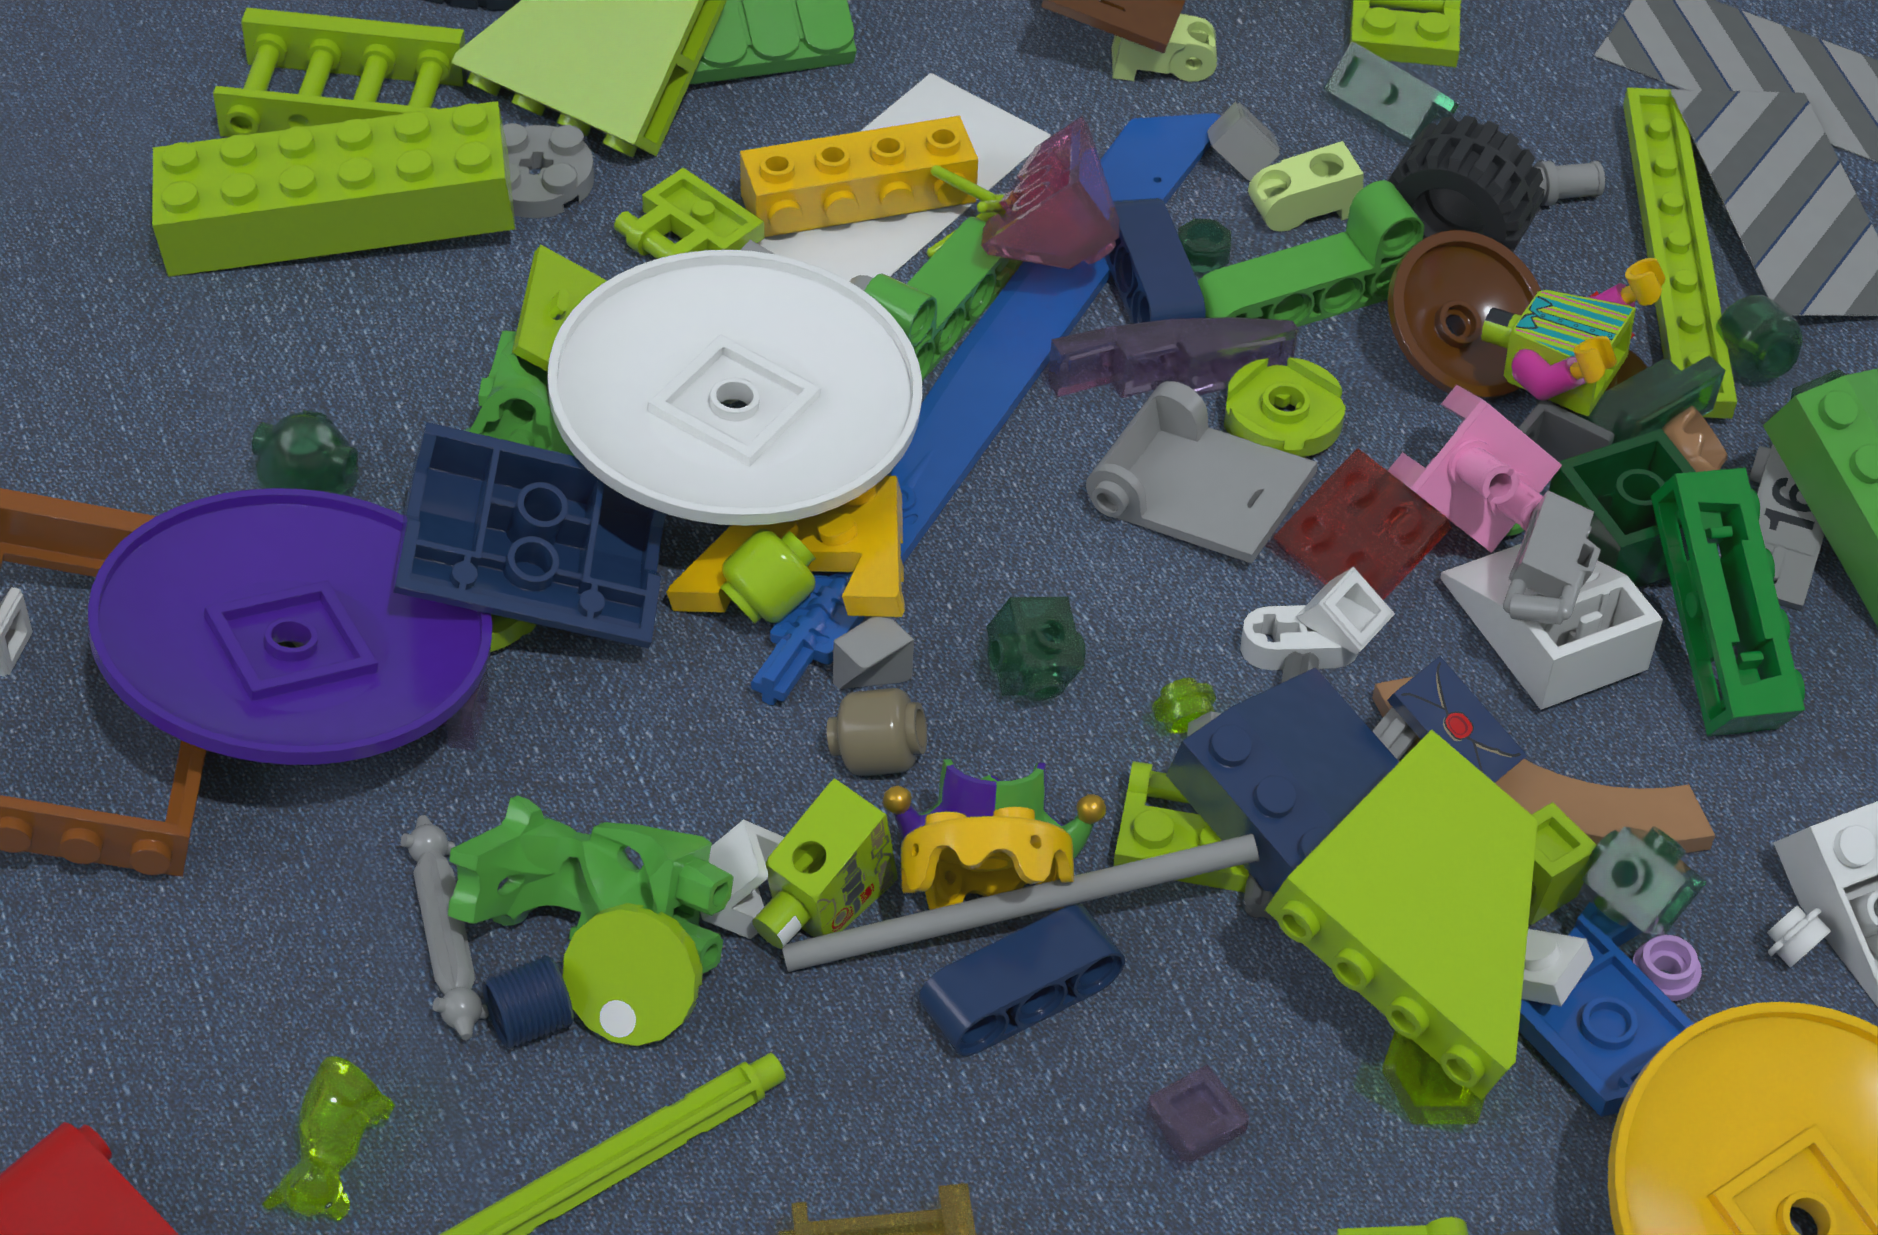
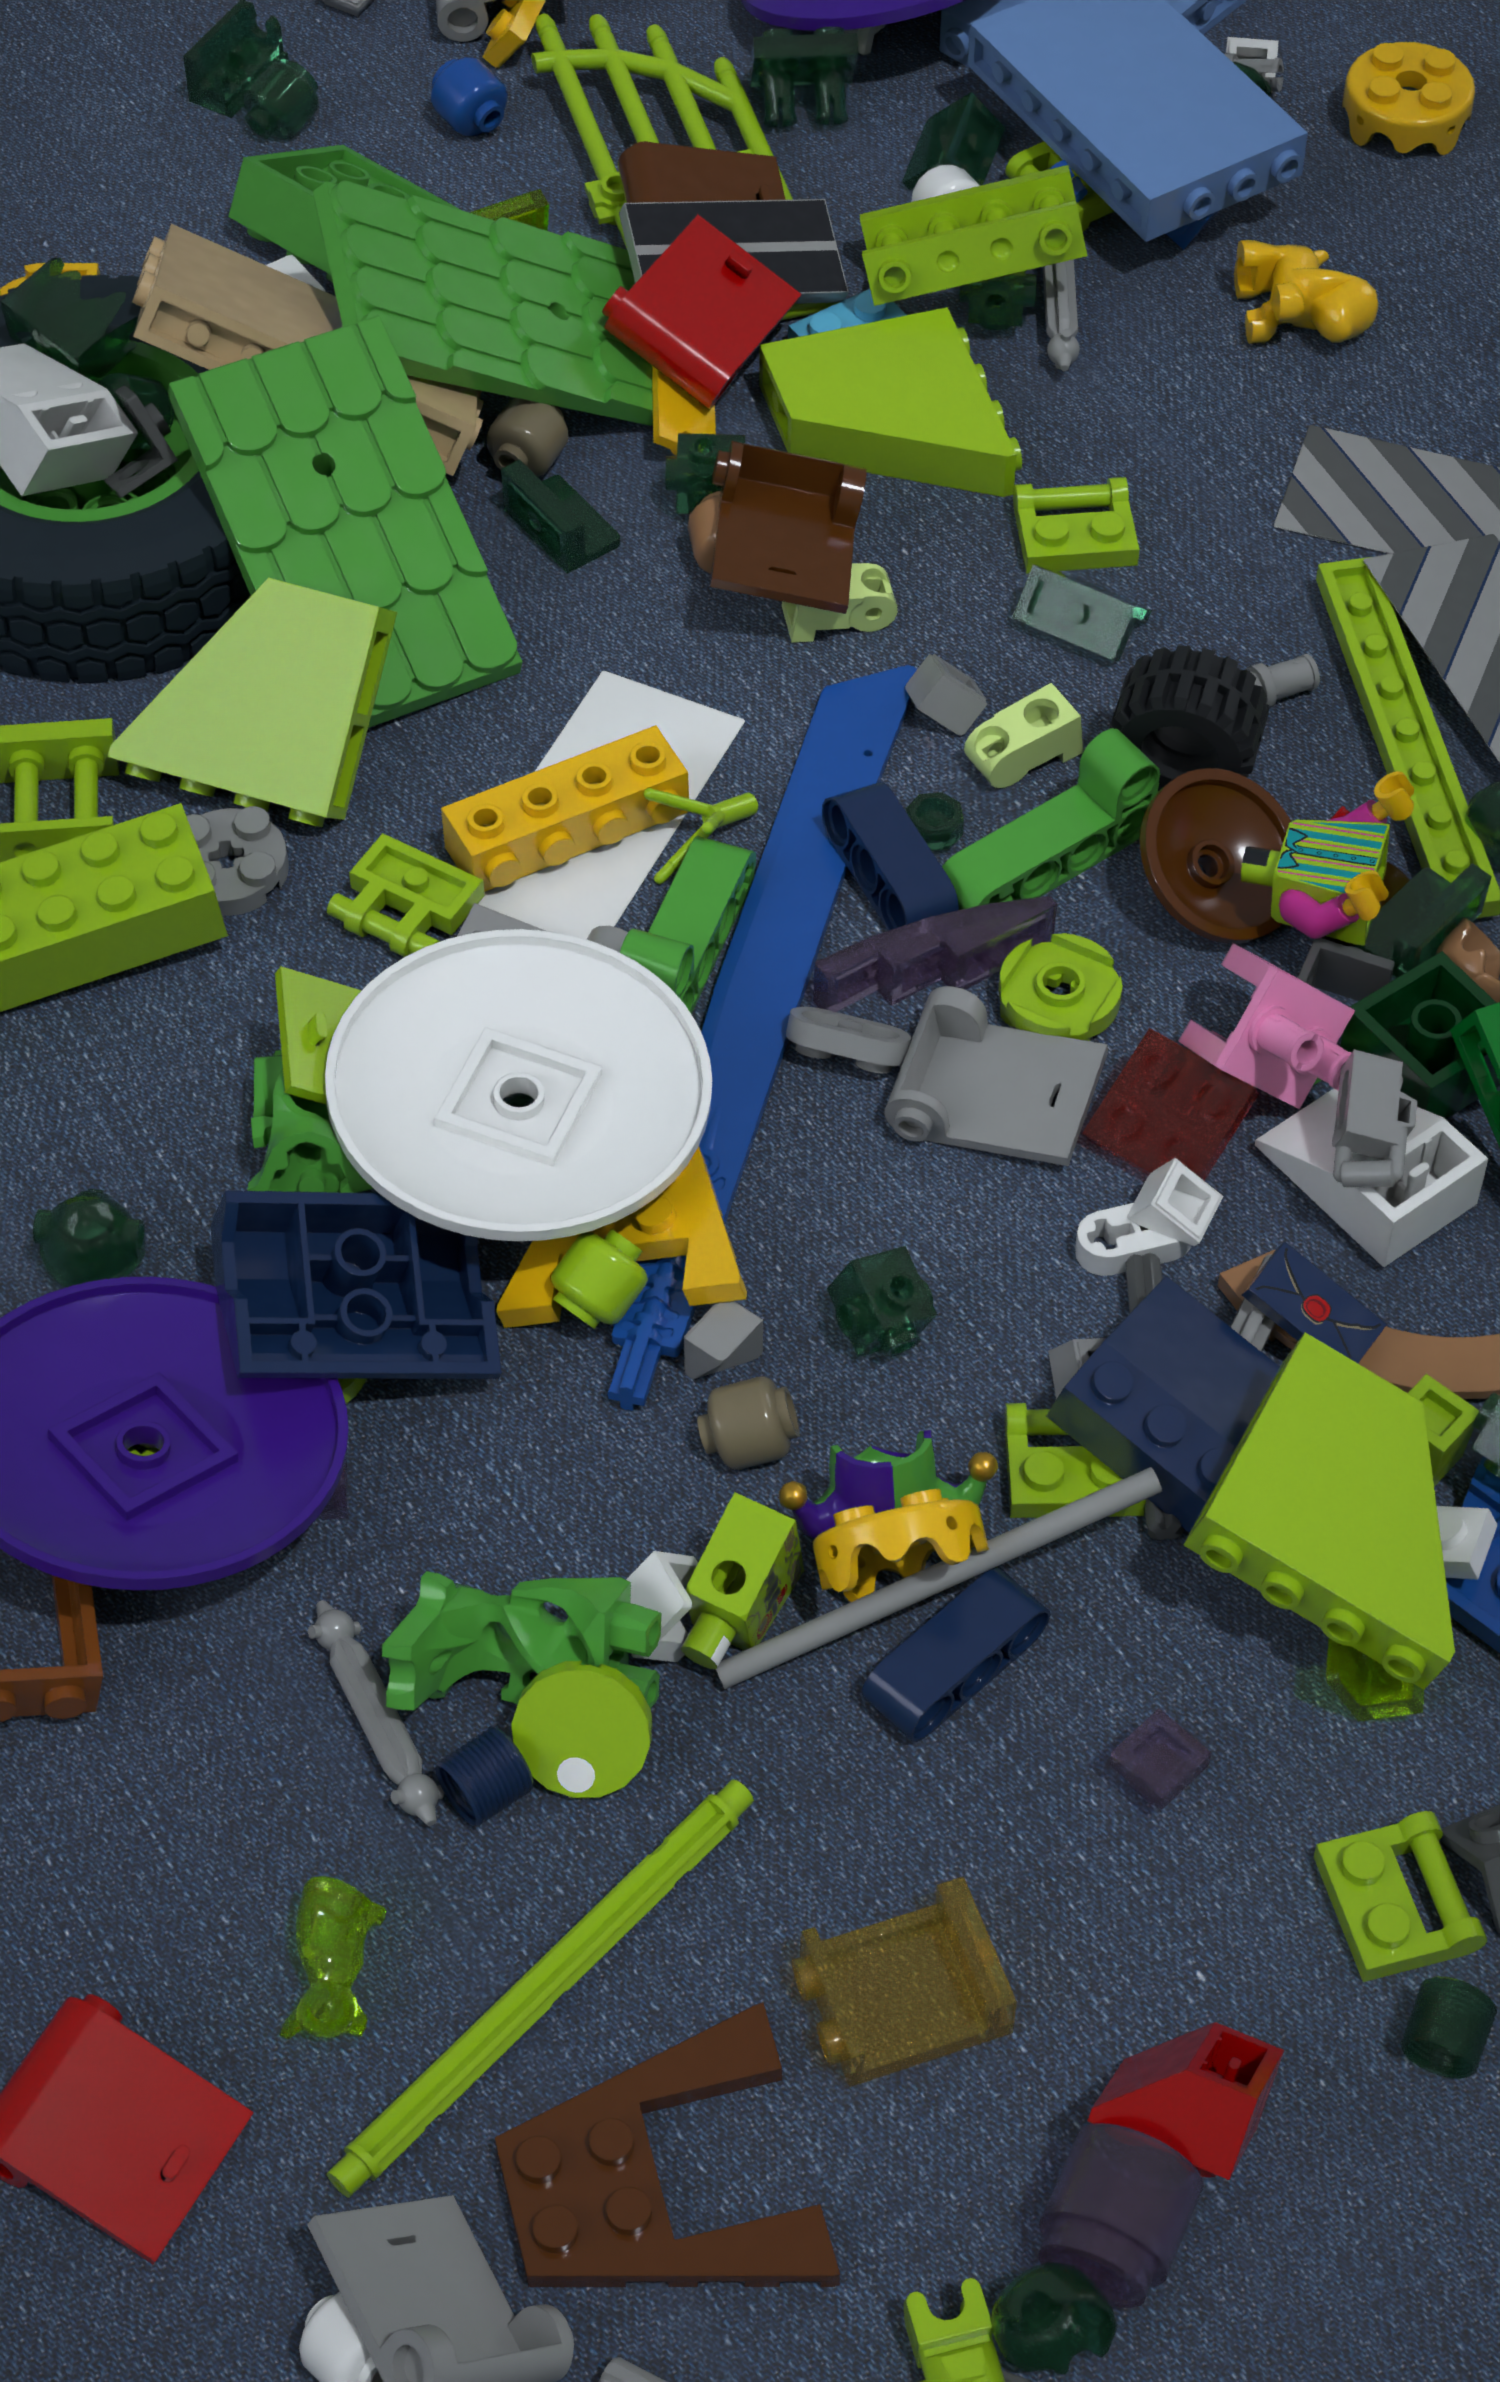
camera: 10 degrees left, 5 degrees up
(1047, 405) = (826, 1032): none -> light grey plate
(1059, 207) = (783, 810): clear pink wedge -> none
(1182, 703) = (1040, 1332): clear neon green plate -> none

